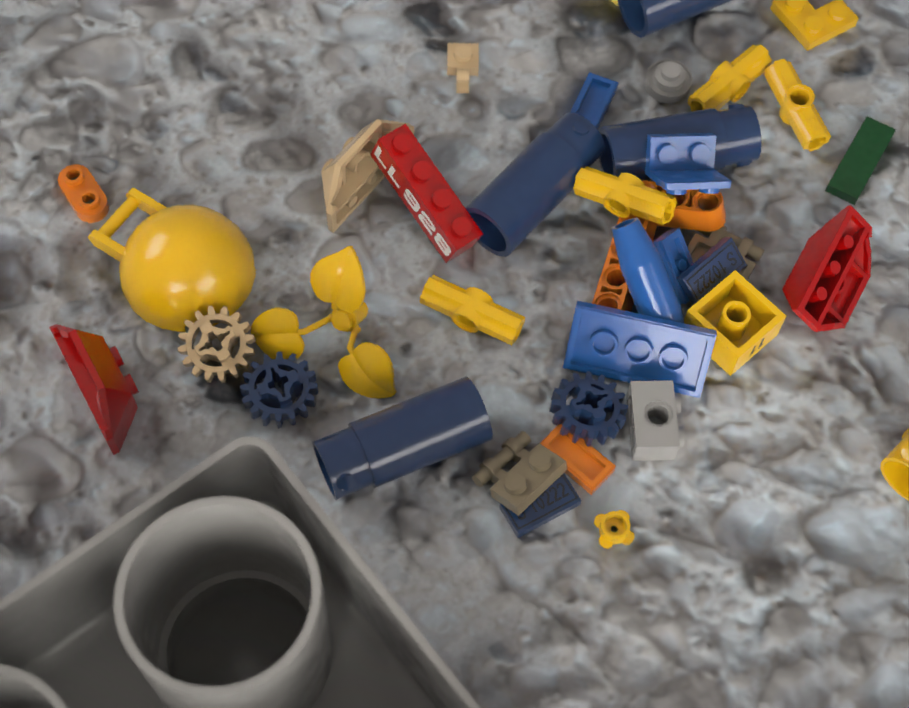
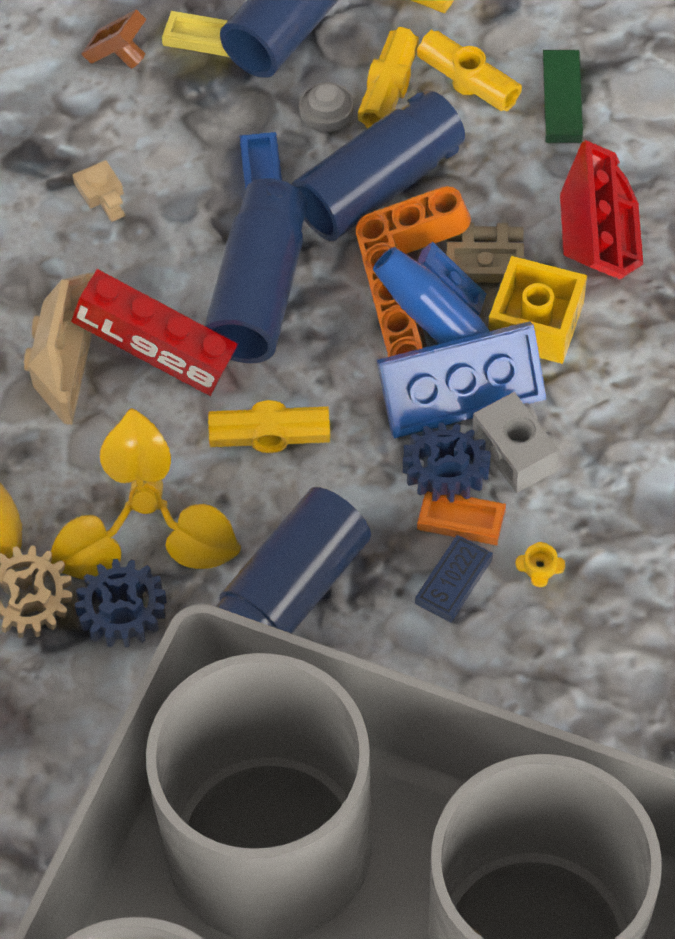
camera: 25 degrees left, 5 degrees down
(527, 479) = (428, 557): dark tan plate -> none
(625, 195) = (358, 236): yellow piece -> none
(684, 163) = (400, 176): blue bracket -> none
(711, 269) = (486, 269): dark blue tile -> none

